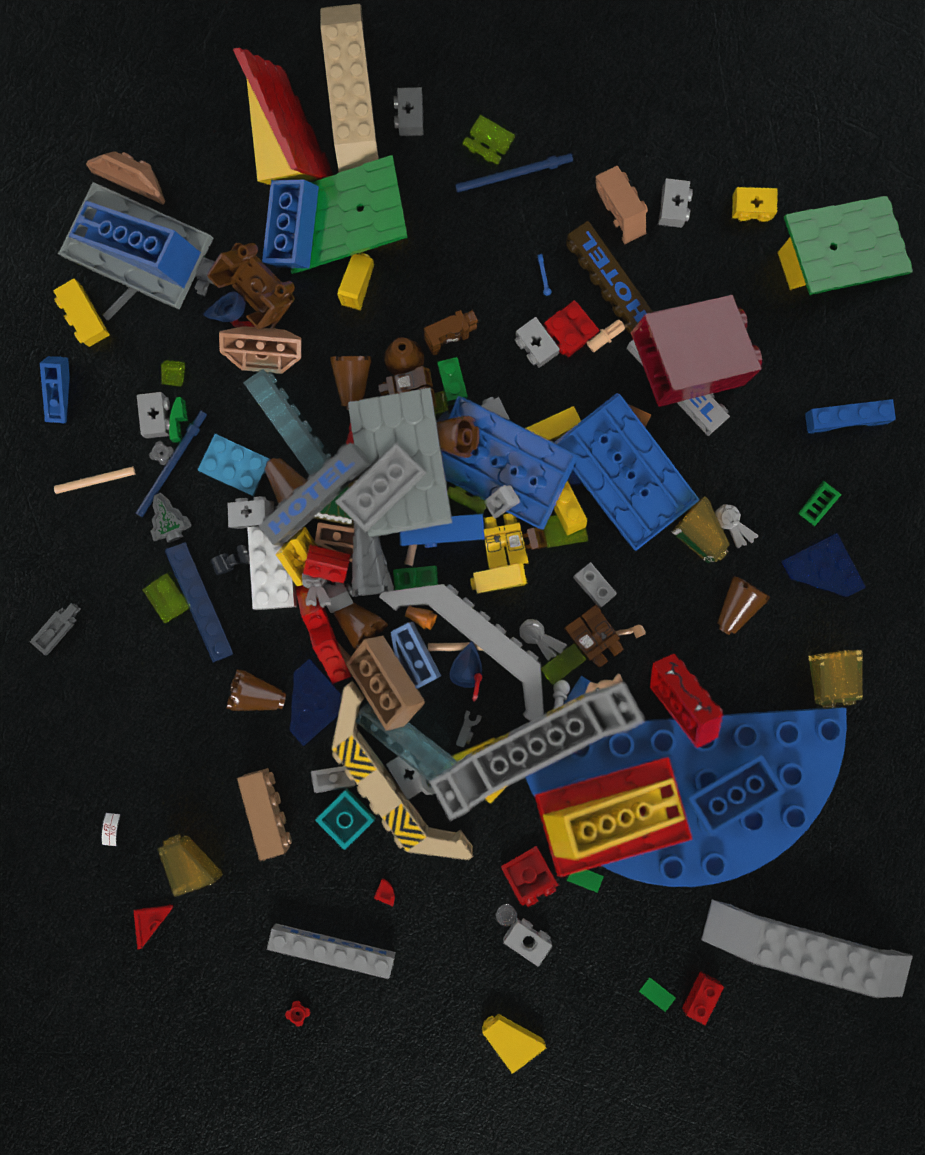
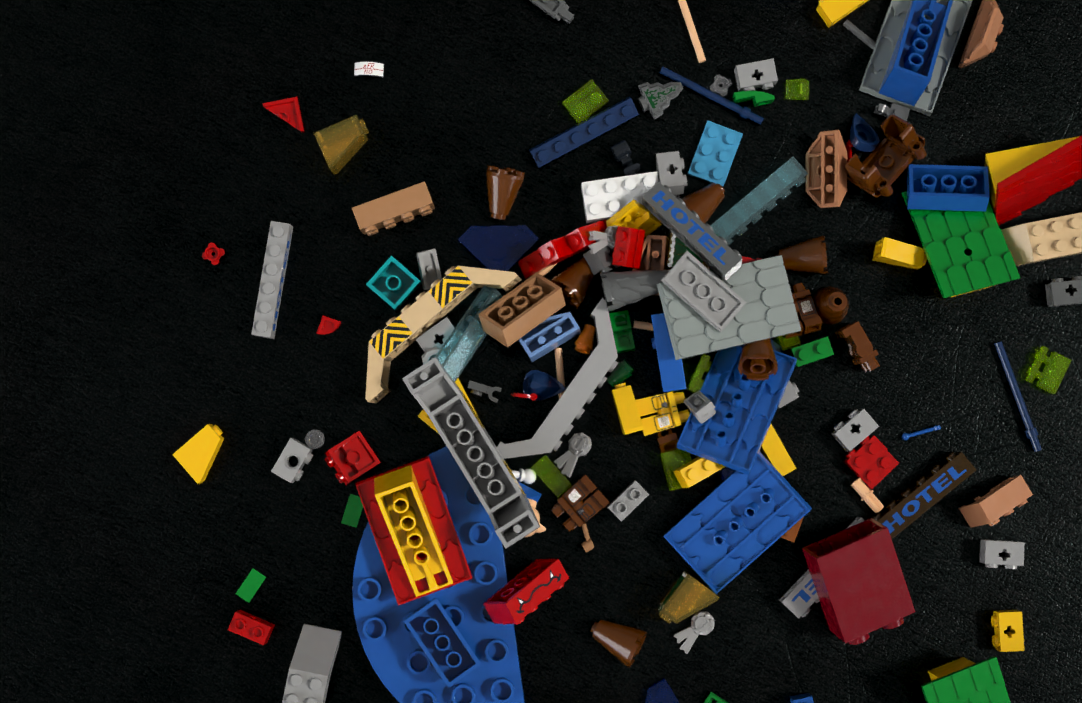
camera: 85 degrees right, 0 degrees up
(460, 582) = (620, 373): none -> dark green cone

